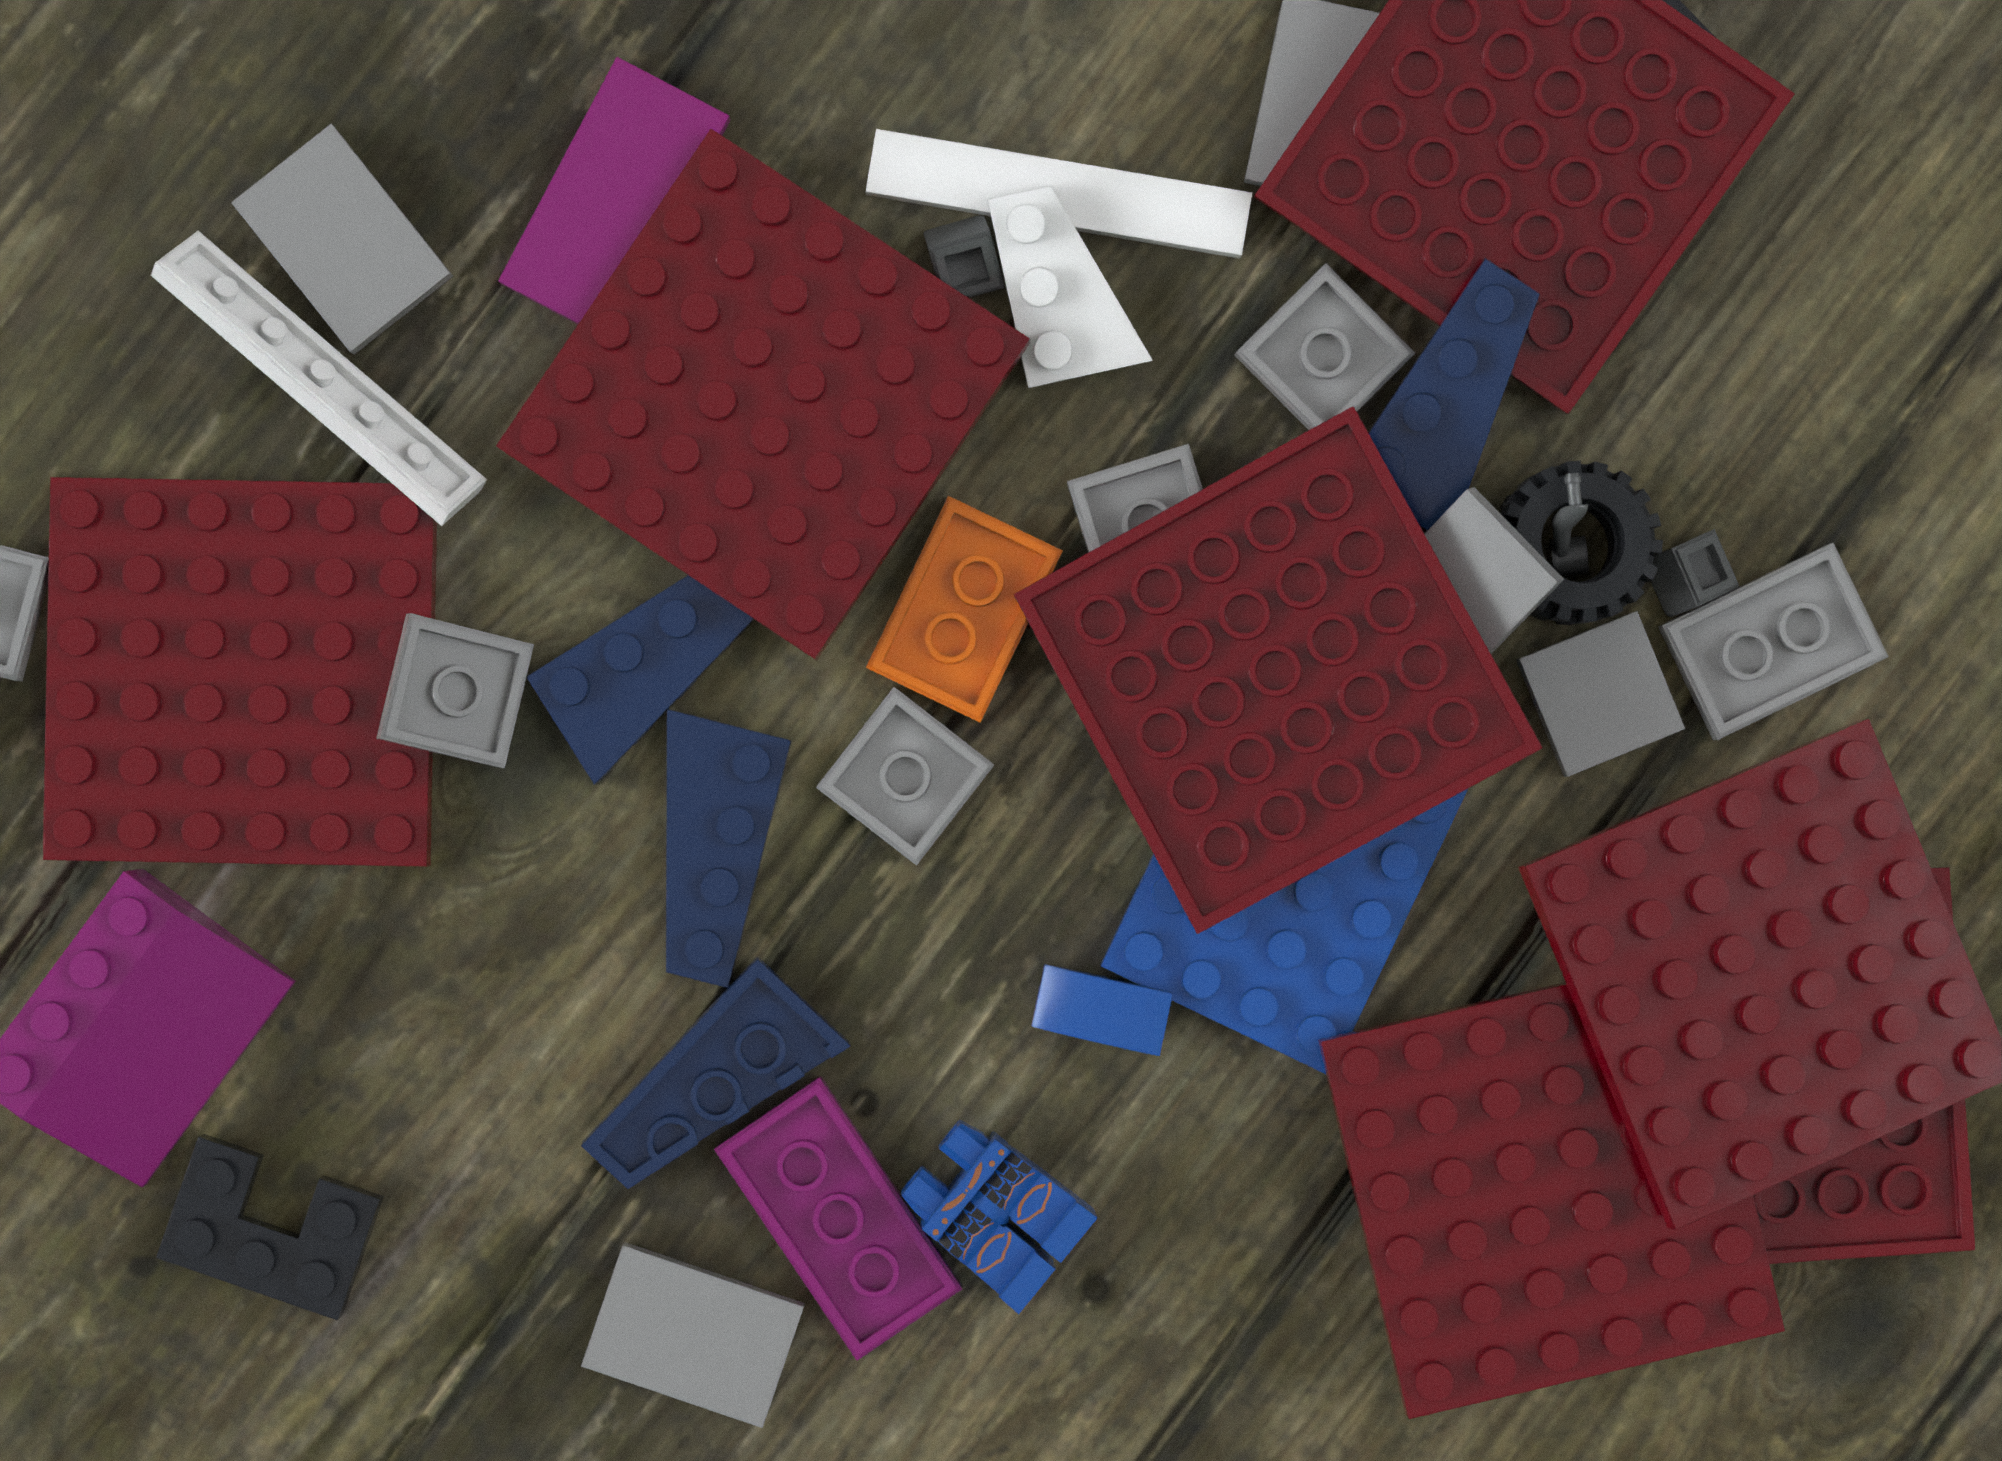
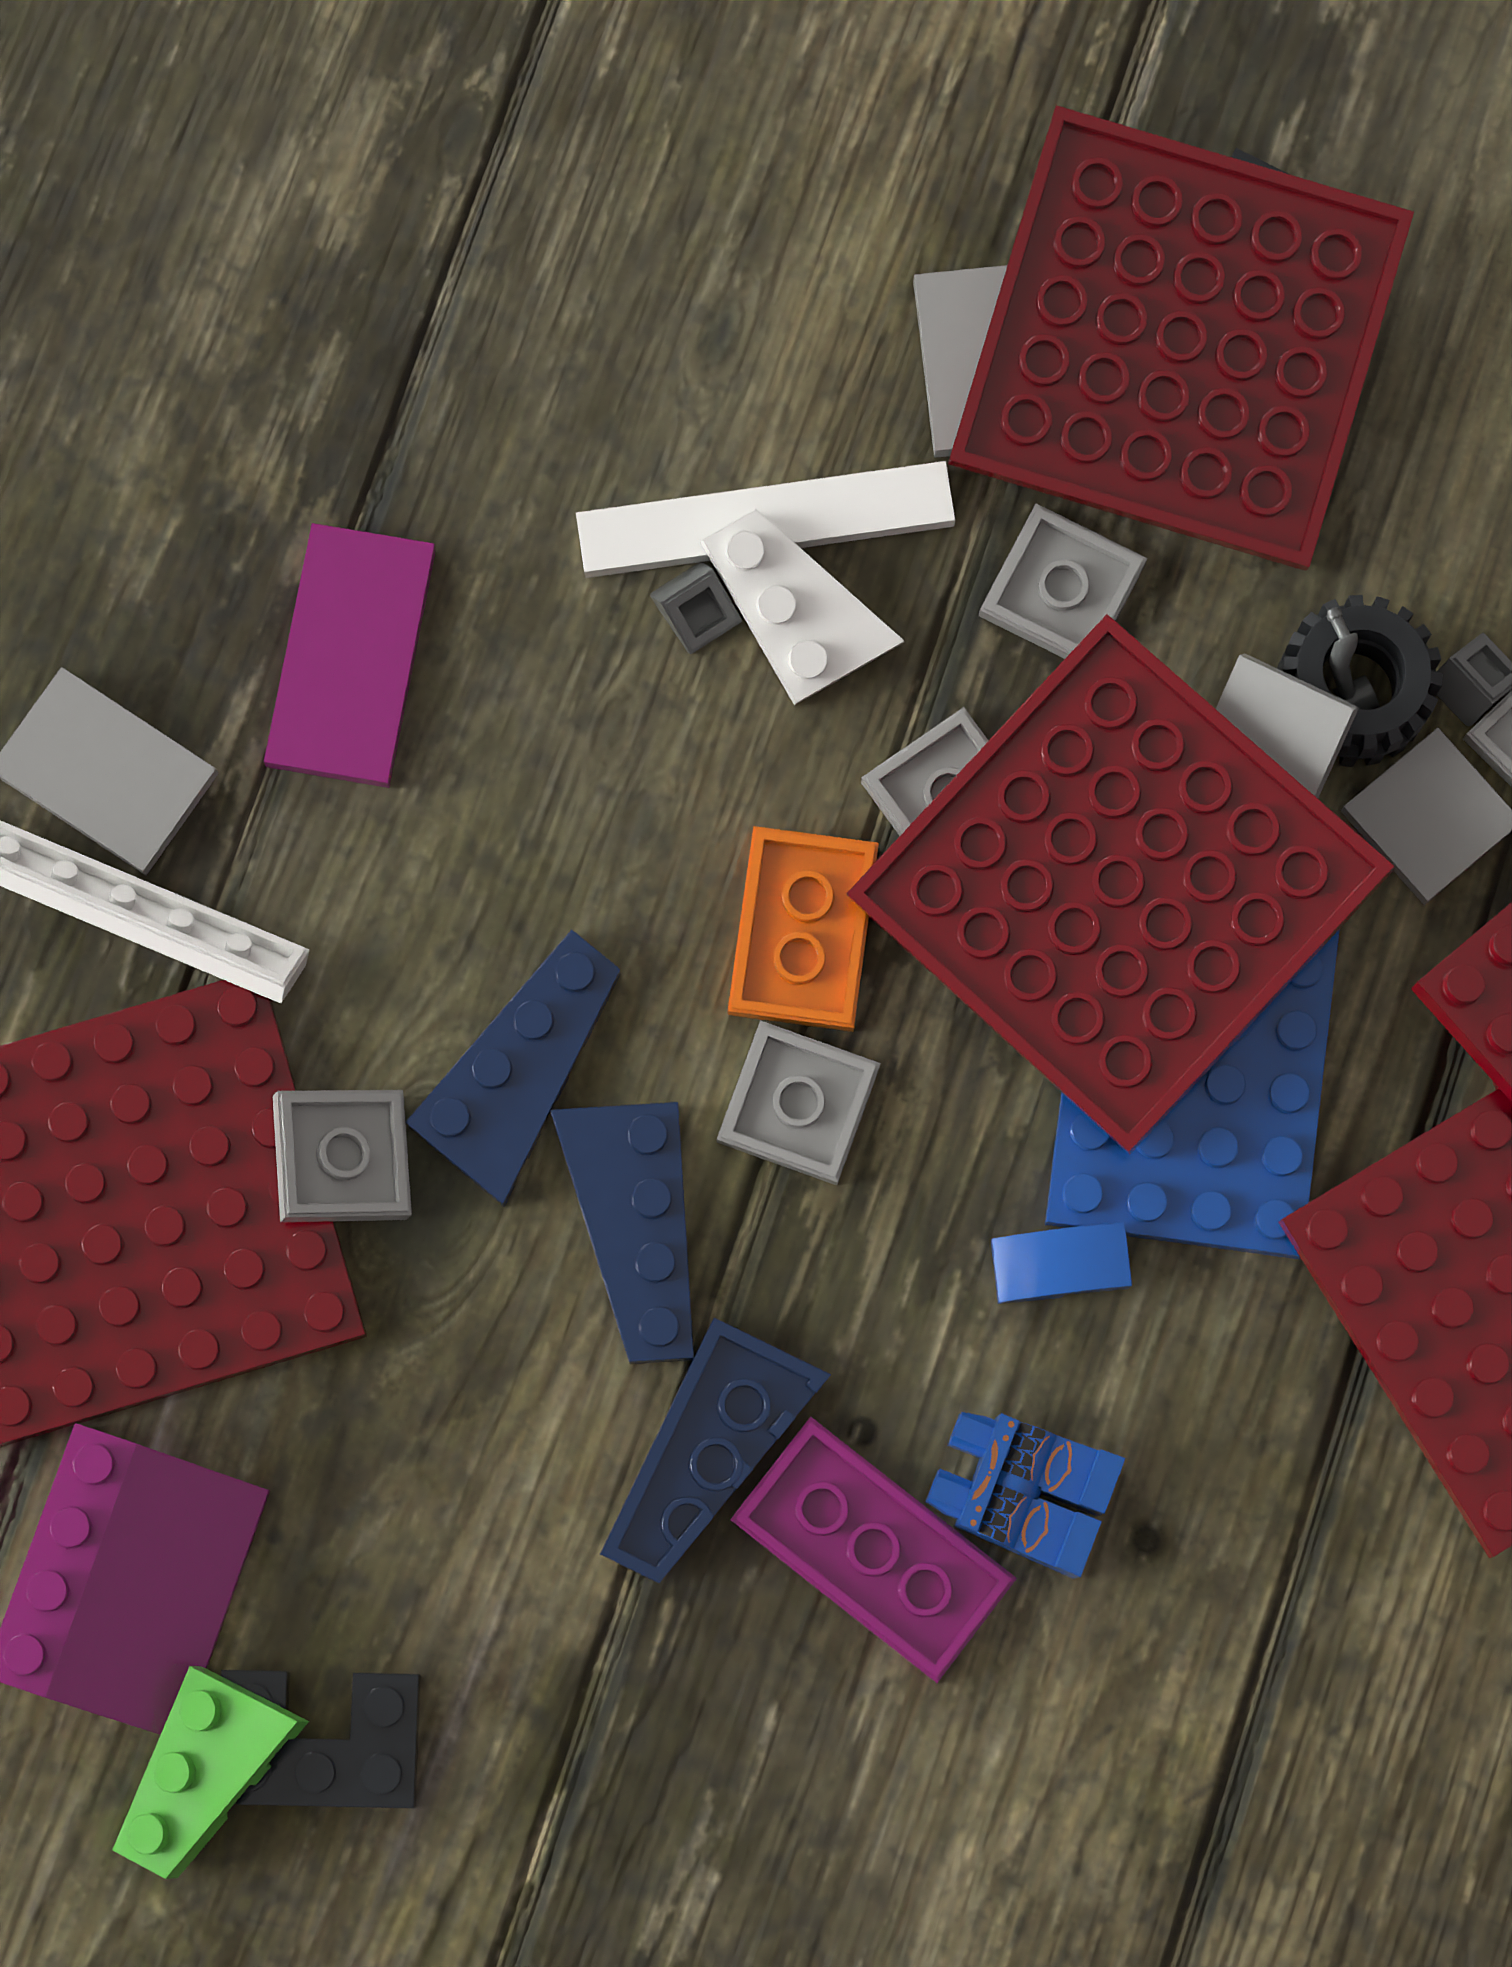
camera: 20 degrees left, 10 degrees down
(155, 1219) = (202, 1764): none -> bright green wing
(693, 1334) = (768, 1711): light grey tile -> none
(763, 394) = (549, 786): dark red plate -> none
(1451, 395) = (1195, 575): dark blue wing -> none

